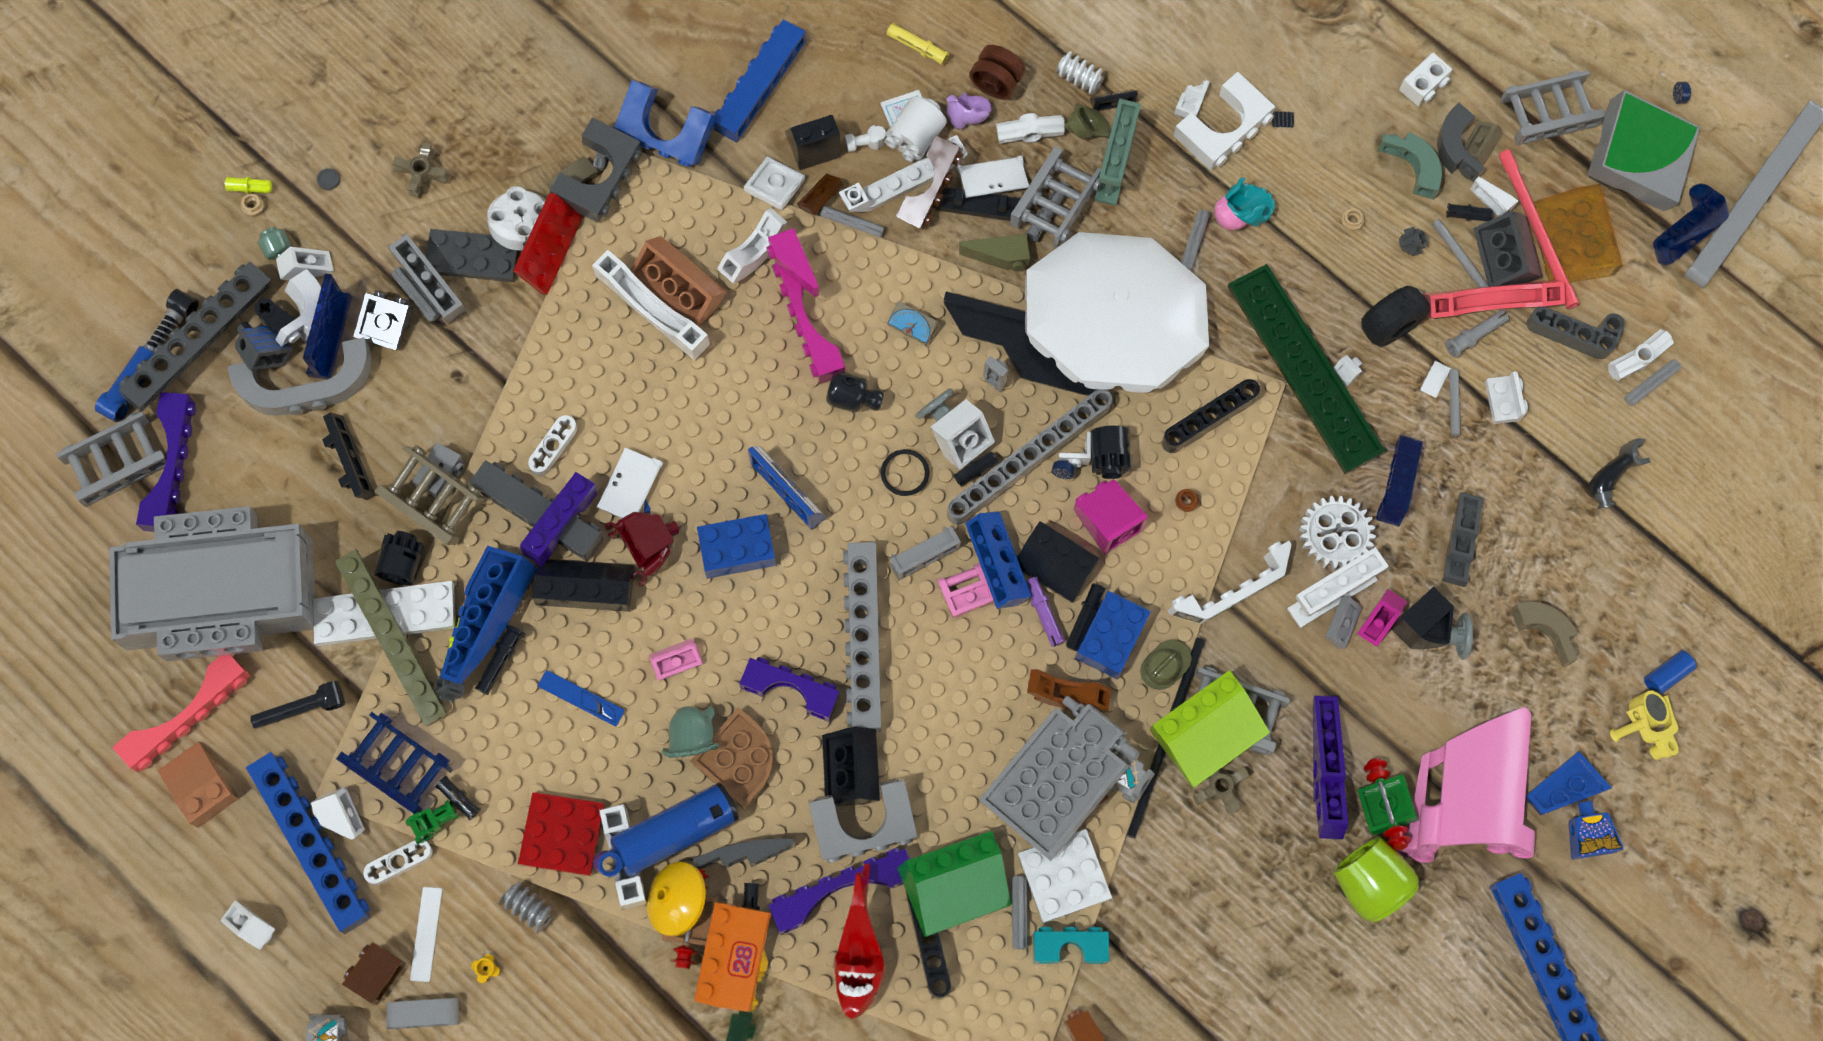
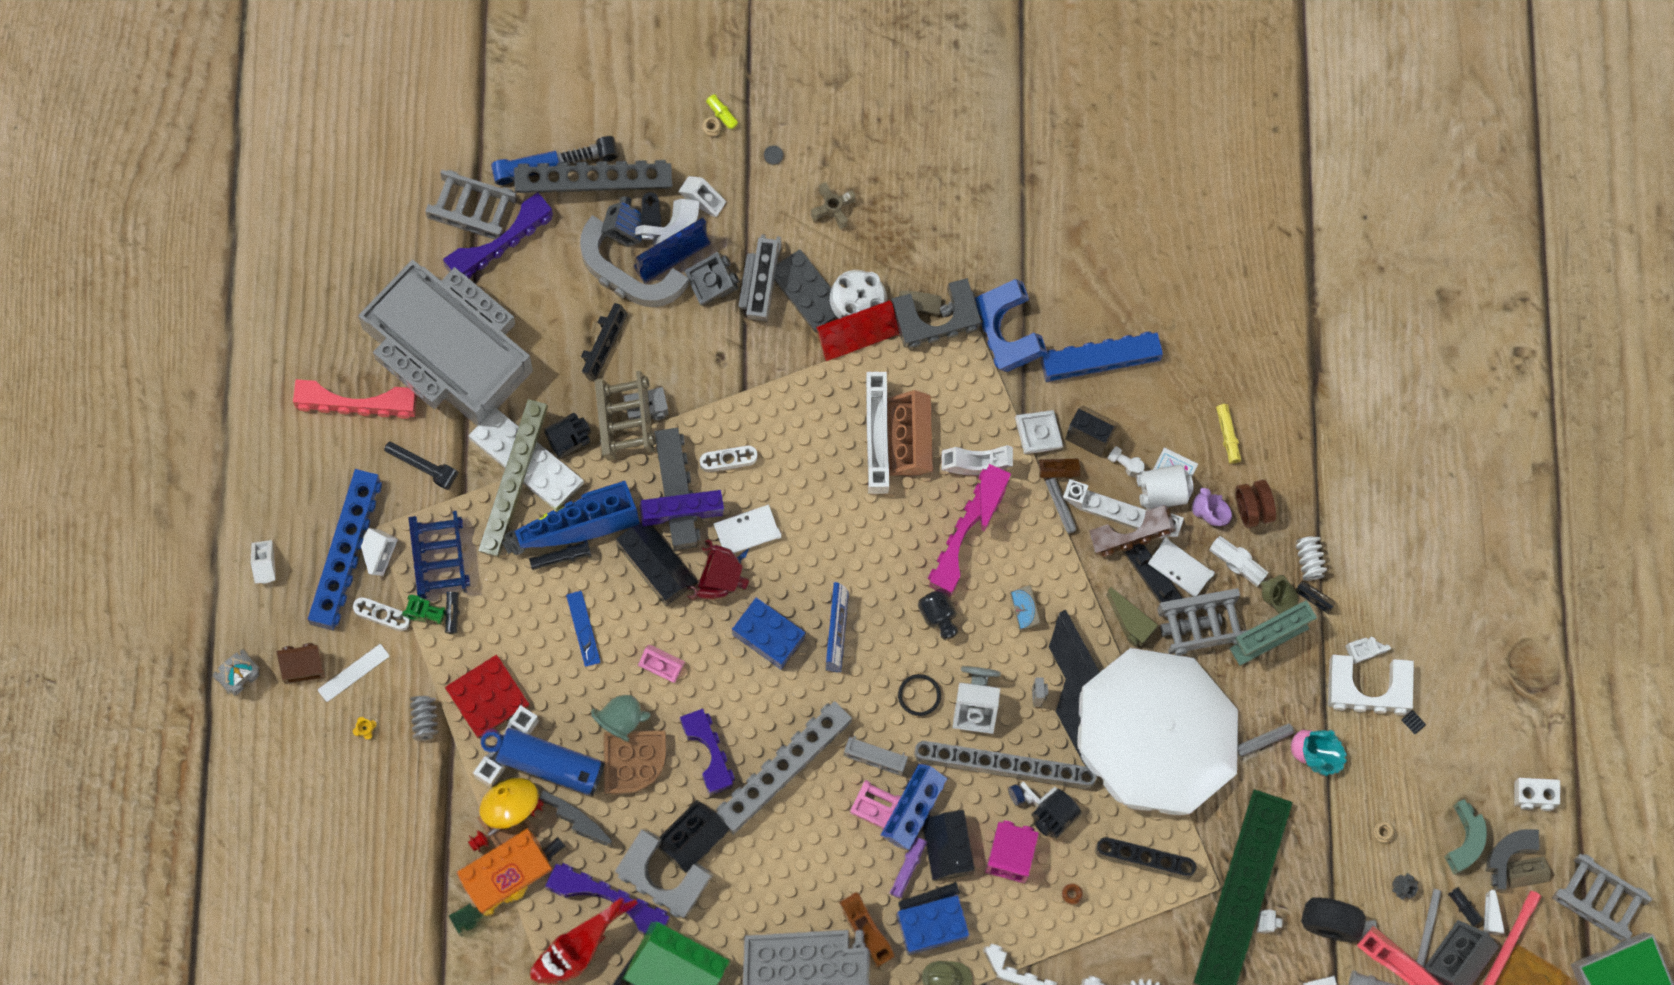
camera: 45 degrees right, 0 degrees up
(197, 785) = (319, 450): nougat slope -> none
(273, 242) = (698, 165): sand green head -> none
(422, 1013) = (303, 715): light grey beam -> none
(975, 468) = (964, 737): black axle -> none

